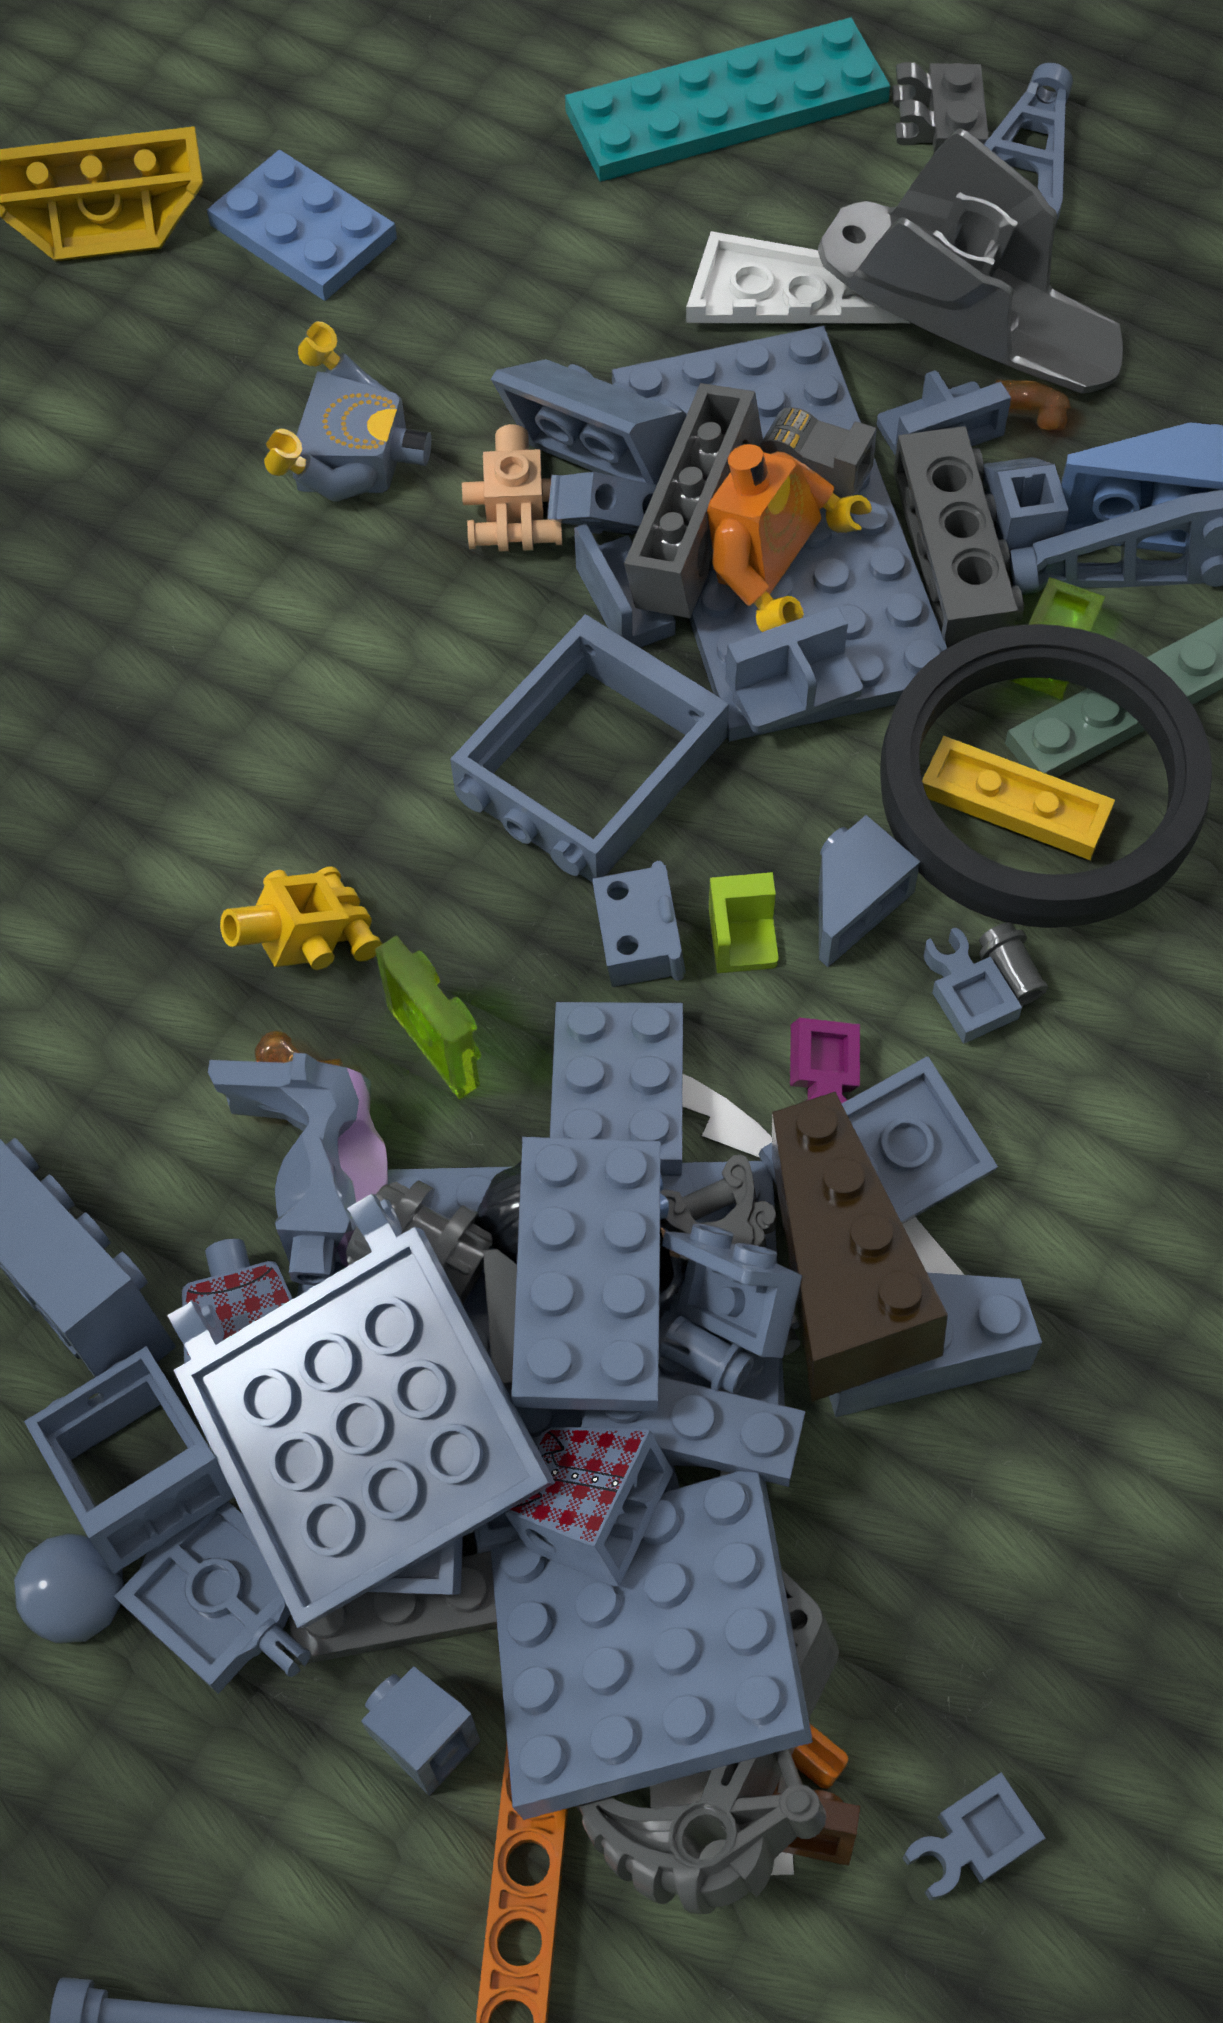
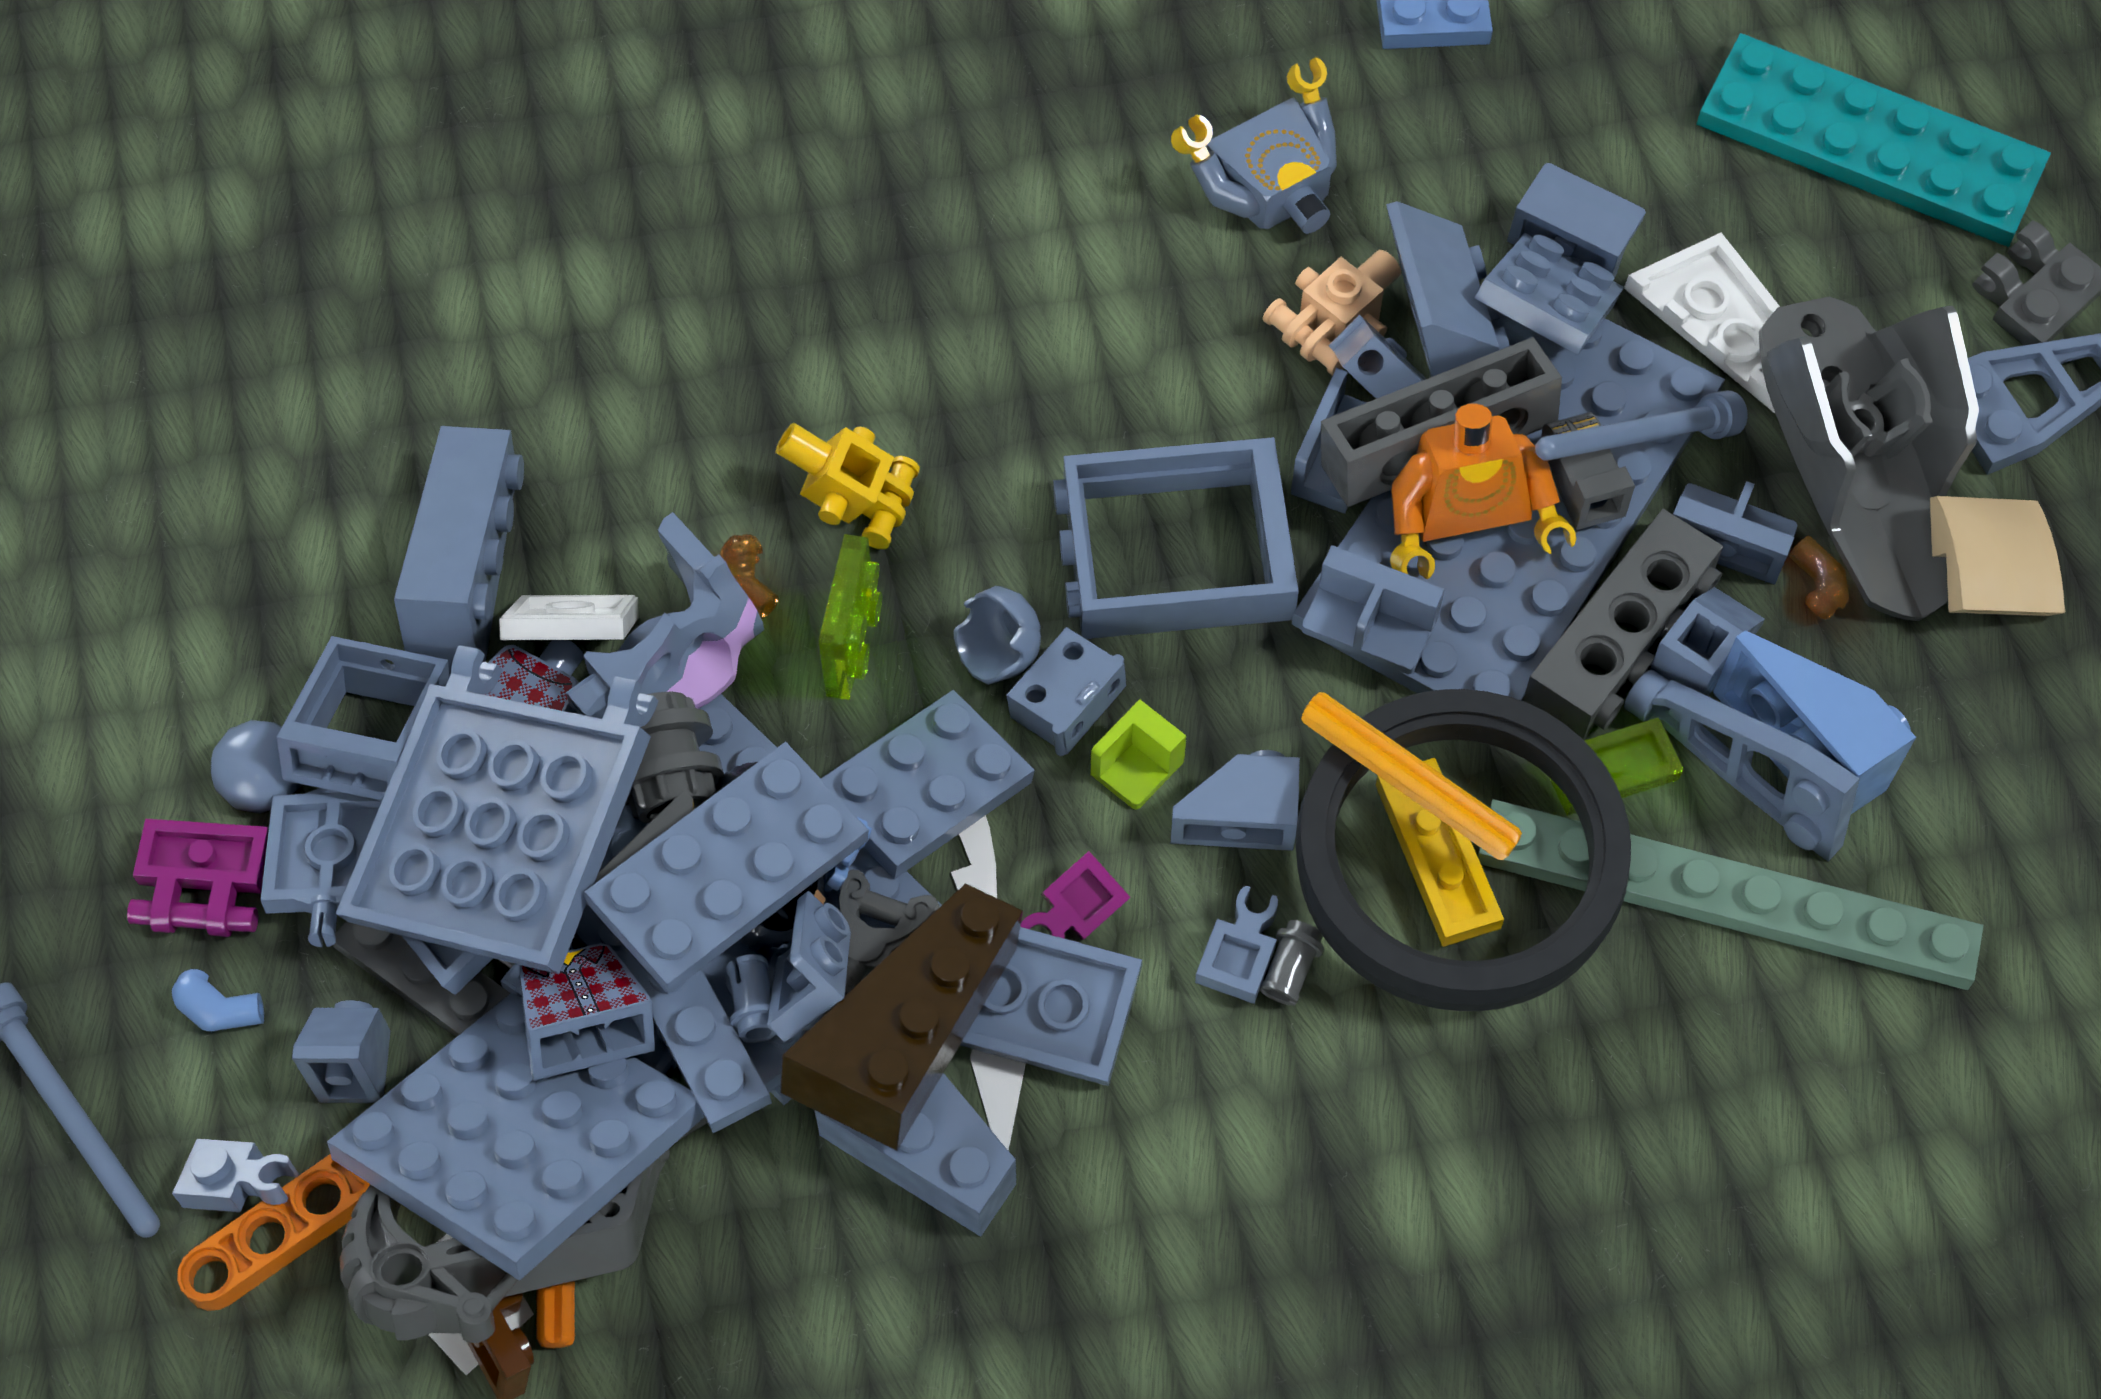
camera: 45 degrees right, 0 degrees up
(110, 1705) = (203, 858): none -> magenta plate
(208, 1221) = (569, 617): none -> white tile
(255, 1817) = (209, 1008): none -> medium blue arm
(430, 1928) = (226, 1172): none -> plate
(547, 931) = (998, 635): none -> sand blue hair
(612, 304) = (1578, 216): none -> sand blue panel
(659, 354) = (1550, 291): none -> sand blue plate
(849, 354) = (1715, 415): none -> sand blue piece
(970, 748) = (1411, 776): none -> light orange axle
(1128, 288) = (1997, 556): none -> tan slope

